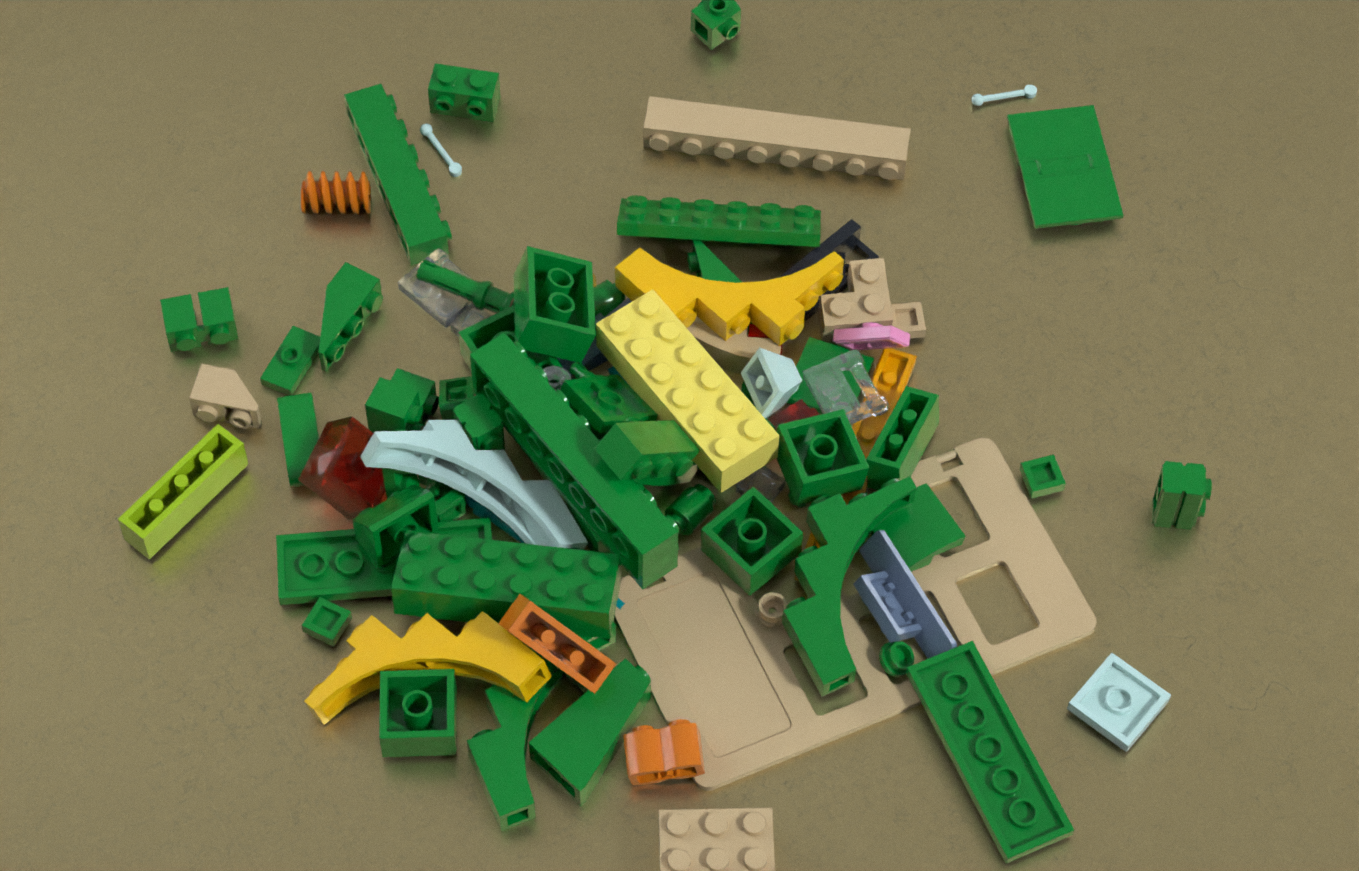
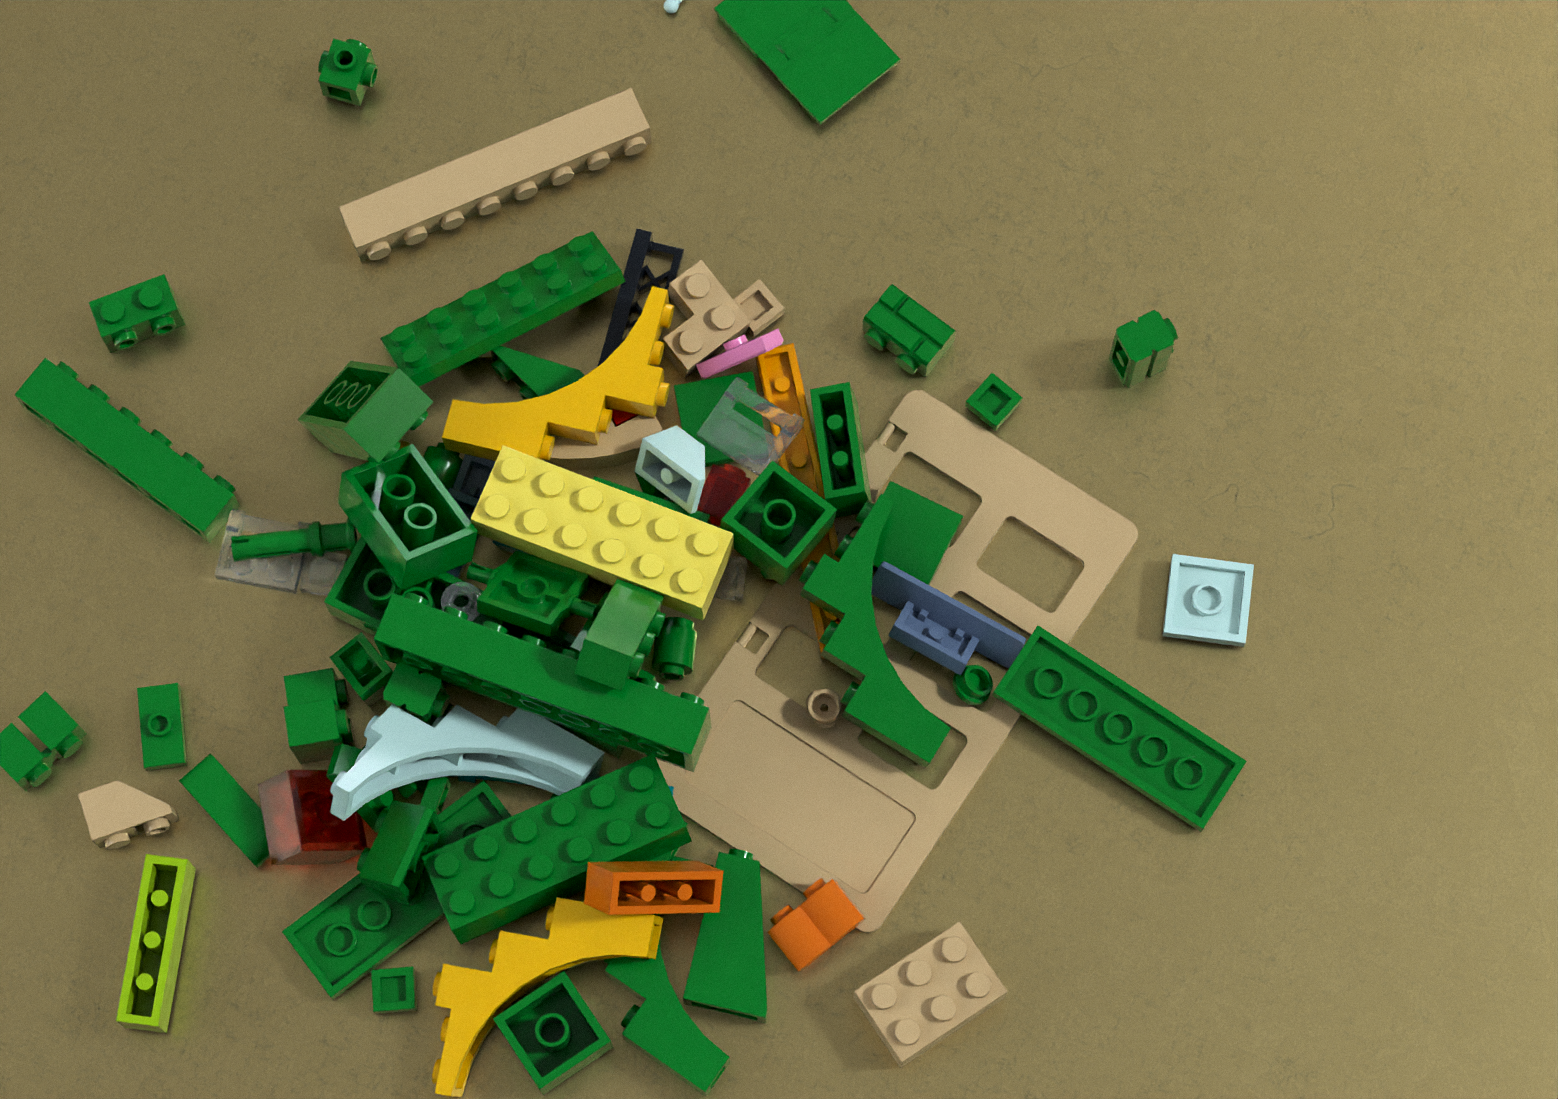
camera: 30 degrees left, 15 degrees up
(336, 192) = (80, 511): orange piece -> none
(347, 305) = (177, 627): green slope -> none
(455, 168) = (181, 404): light aqua hinge -> none
(574, 222) = (366, 411): none -> green brick
(751, 541) = (762, 650): green brick -> none
(1009, 394) = (907, 331): none -> green brick

